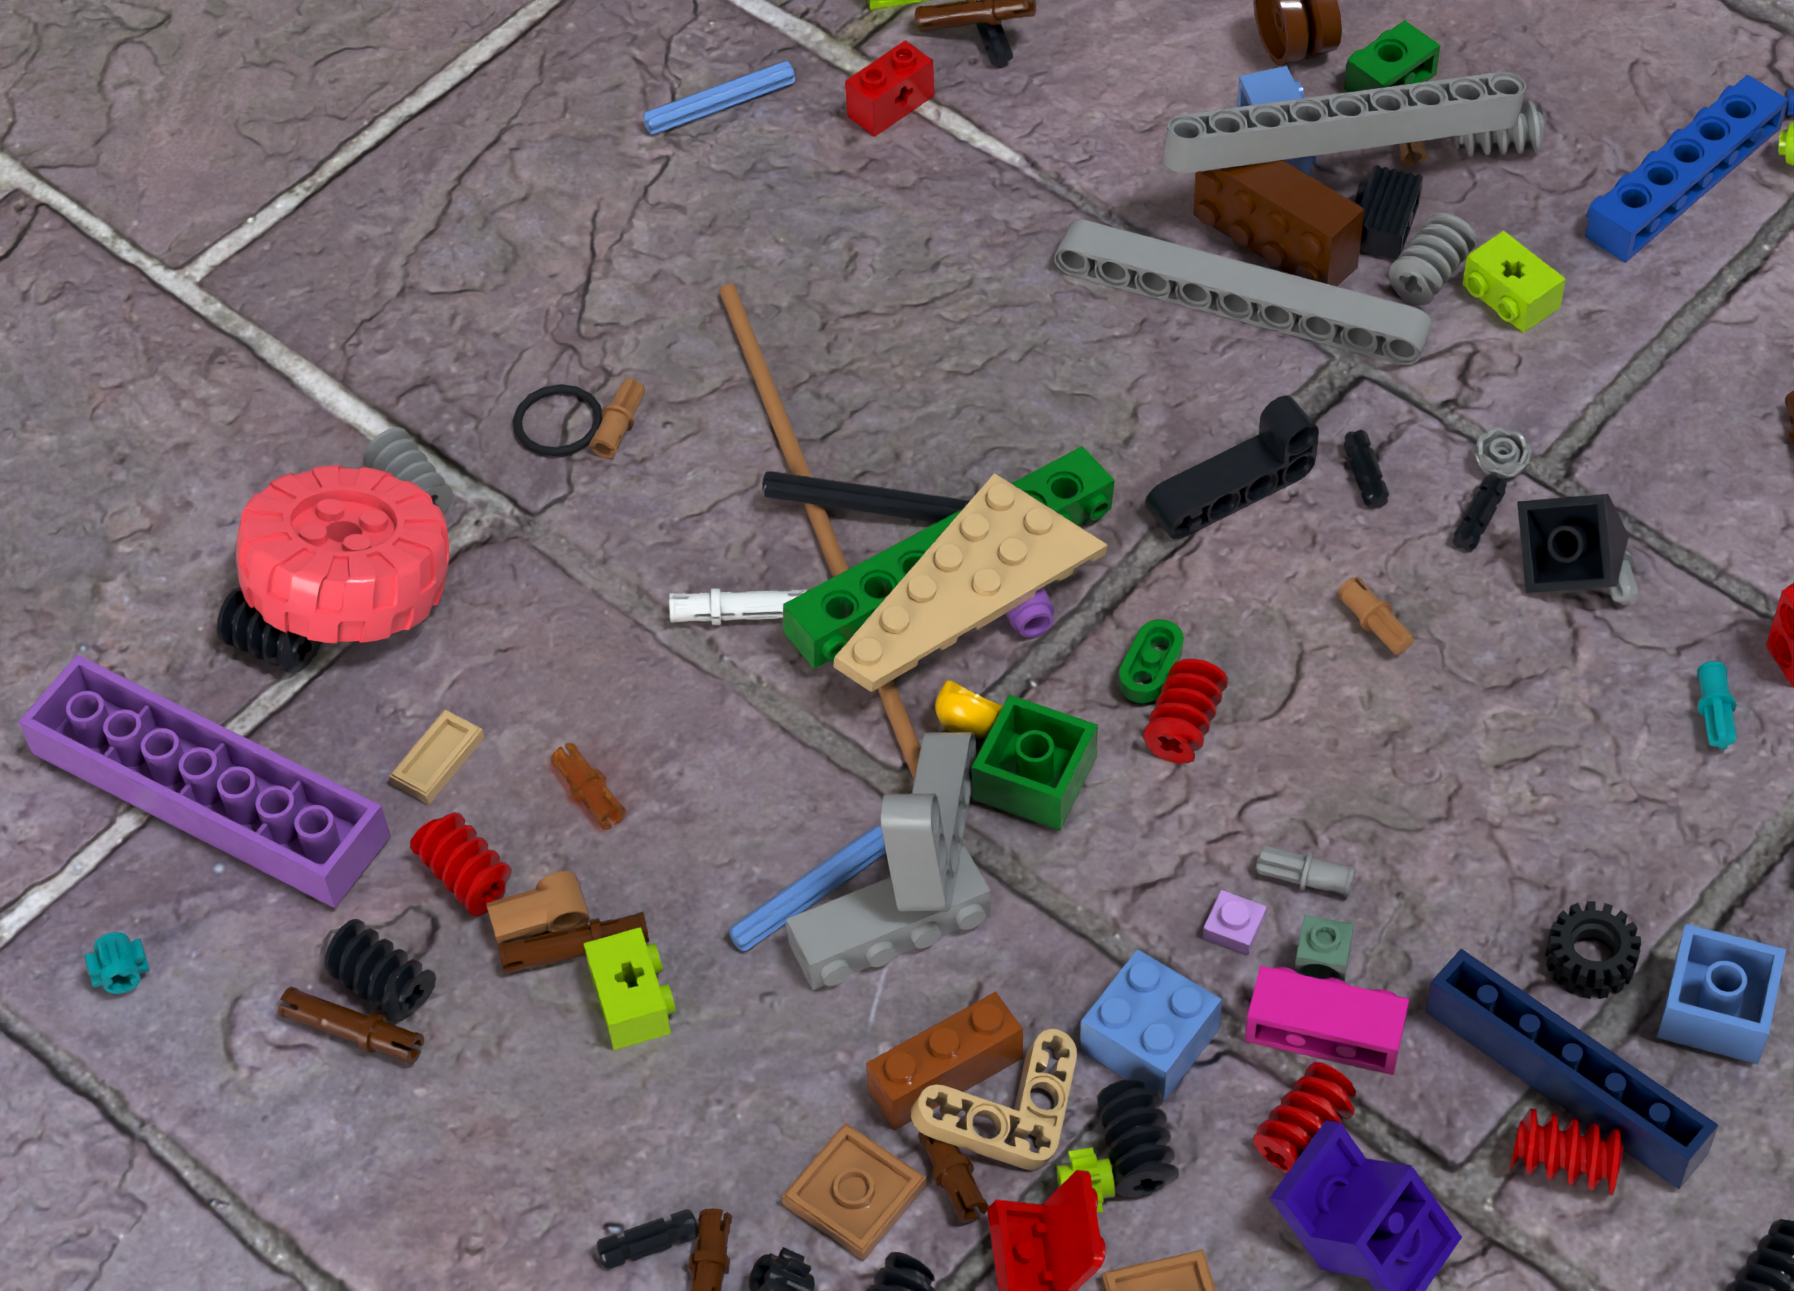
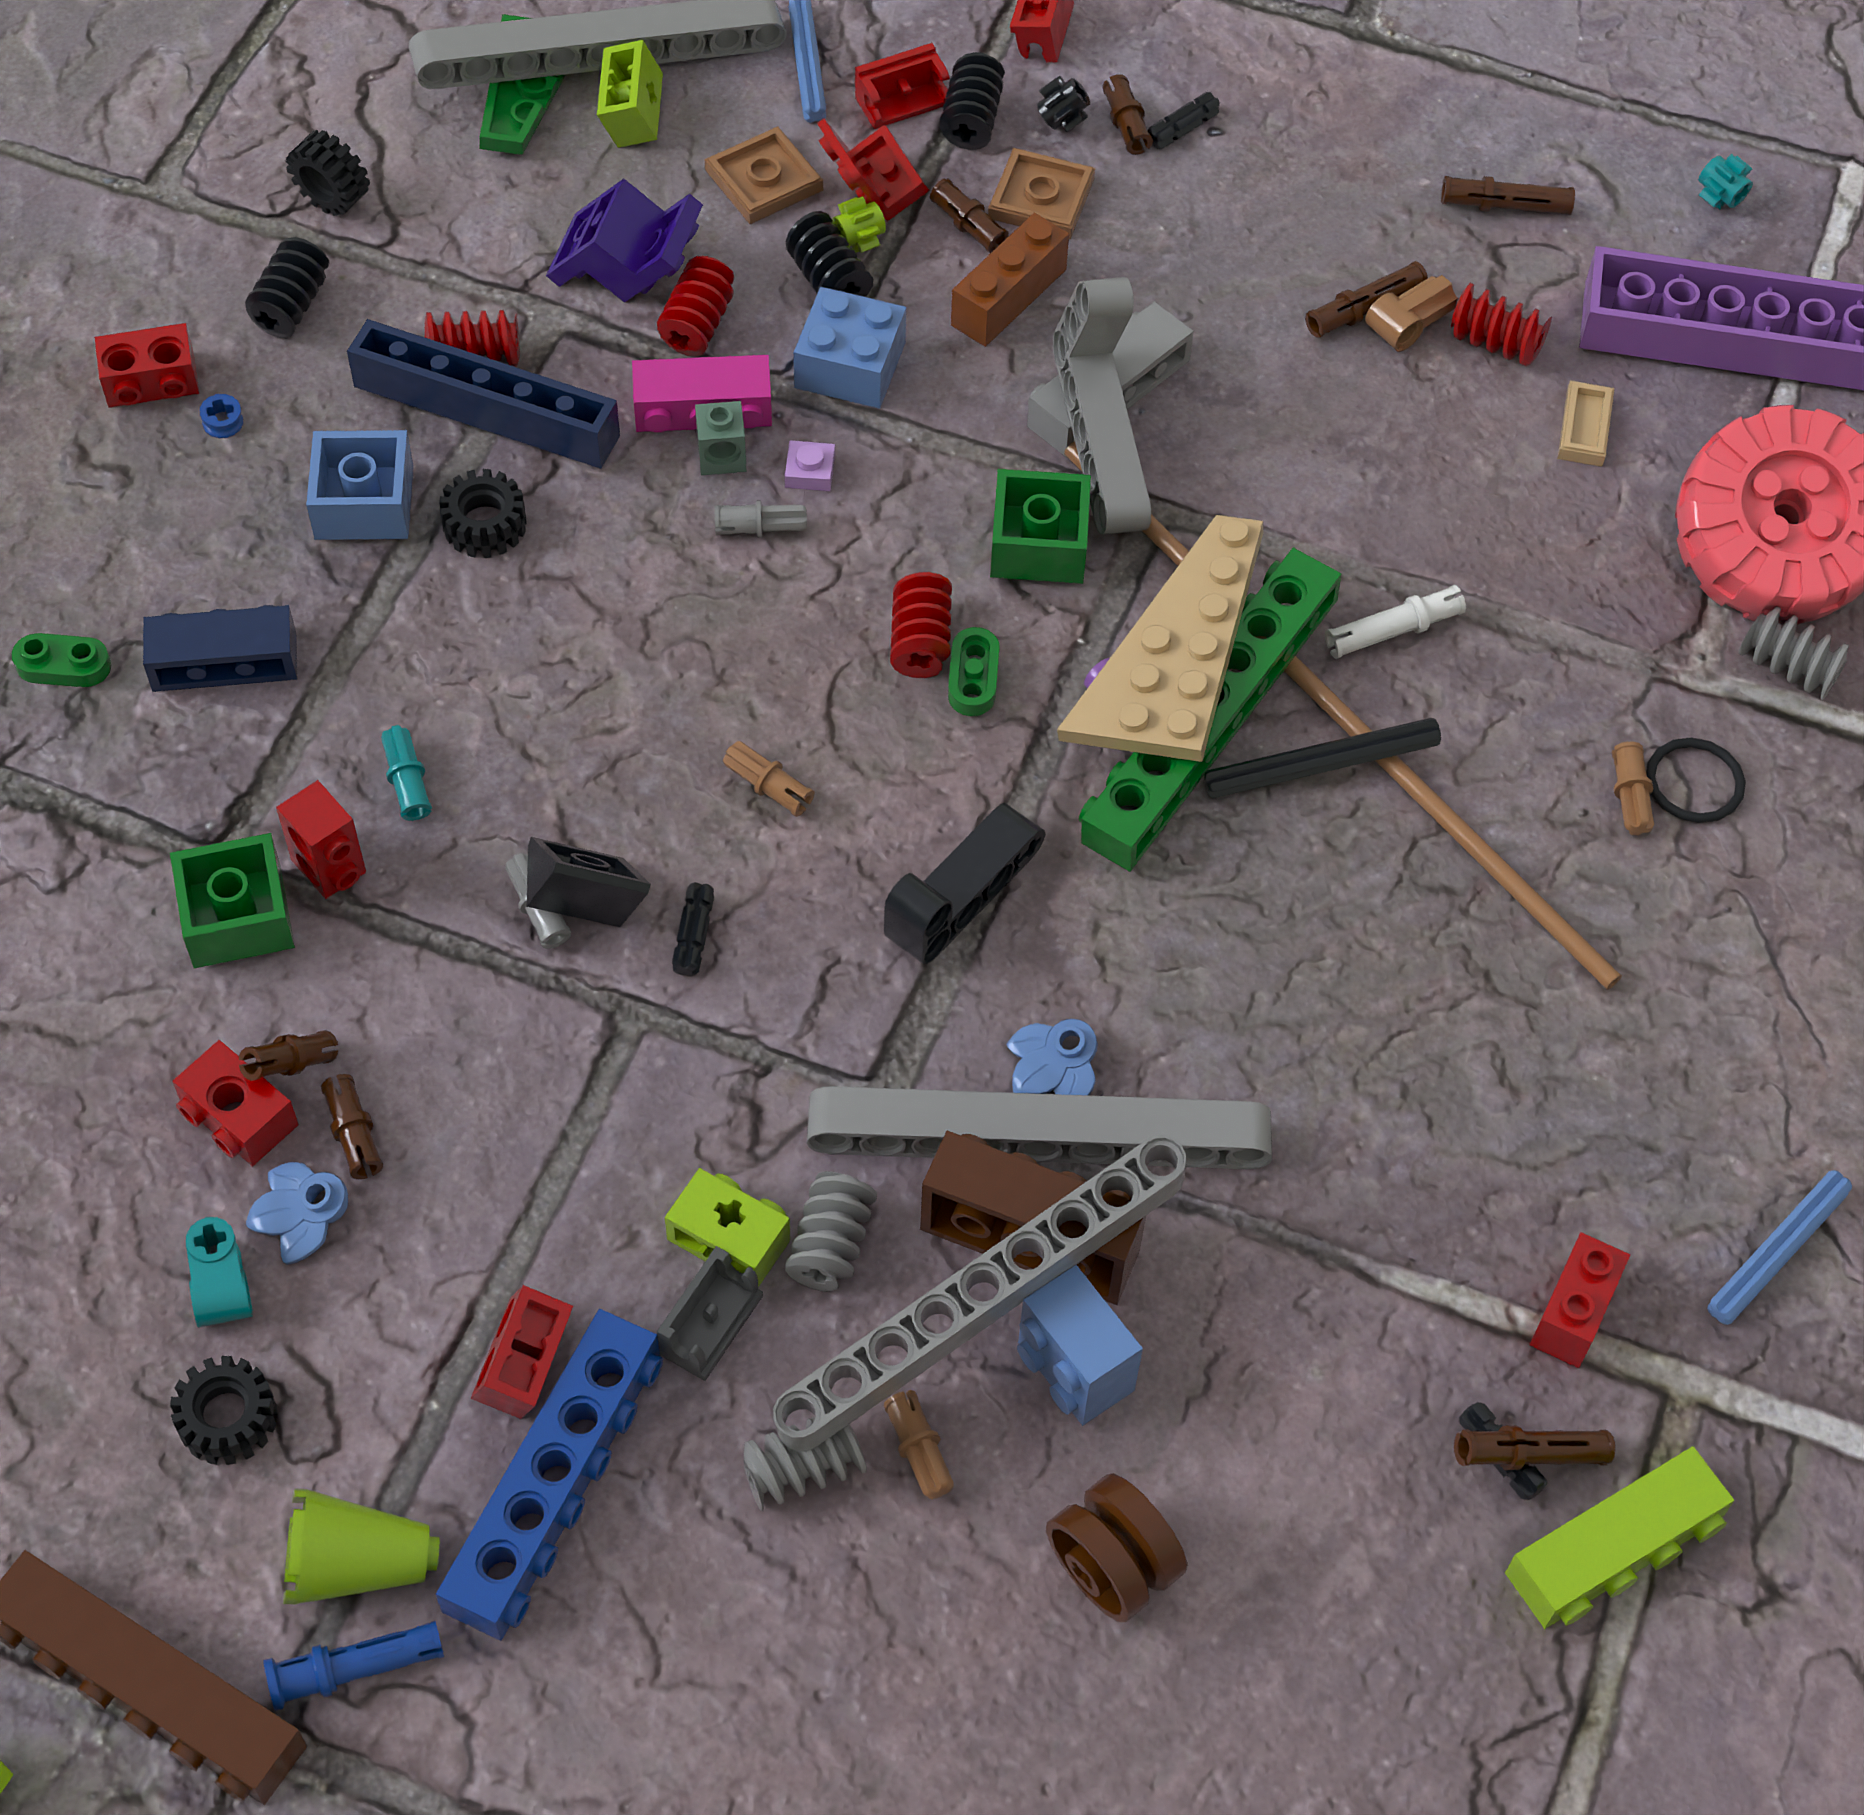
camera: 155 degrees right, 5 degrees up
(378, 971) = (1510, 226): black piece -> none
(588, 786) = (1435, 427): clear orange pin -> none
(634, 1012) = (1298, 268): lime brick -> none
(808, 889) = (1191, 397): medium blue axle -> none
(965, 711) = (1123, 568): yellow hair -> none
(1024, 1118) = (927, 257): tan beam -> none
(1207, 340) = (1048, 1065): none -> medium blue plate
(1366, 469) = (828, 948): black axle -> none
(1389, 210) = (906, 1269): black brick -> none
(1393, 59) = (978, 1502): green brick -> none
(1502, 453) = (681, 986): light grey plate -> none
(1556, 229) = (709, 1315): none -> dark grey hinge
(1696, 228) = (522, 1352): none -> red brick

